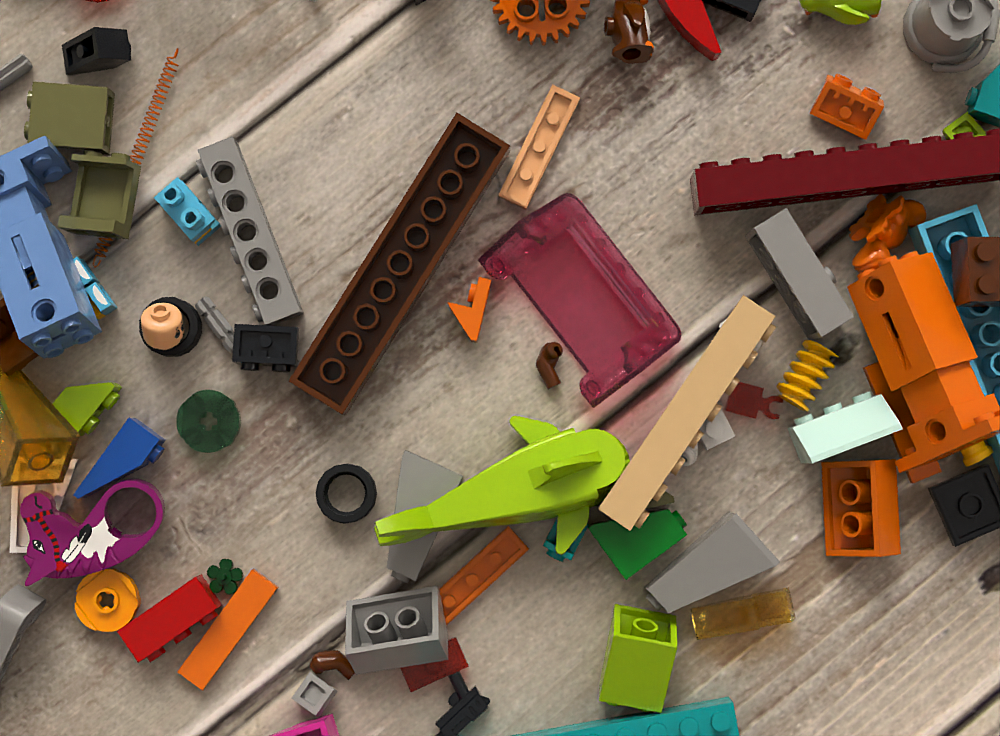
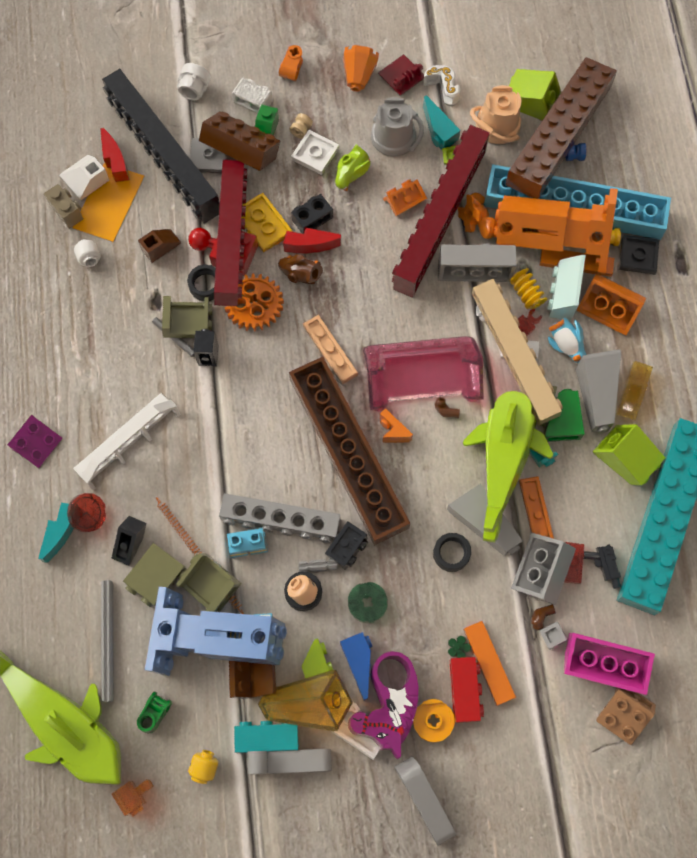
camera: 60 degrees left, 15 degrees down
(761, 477) = (568, 339): none -> animal

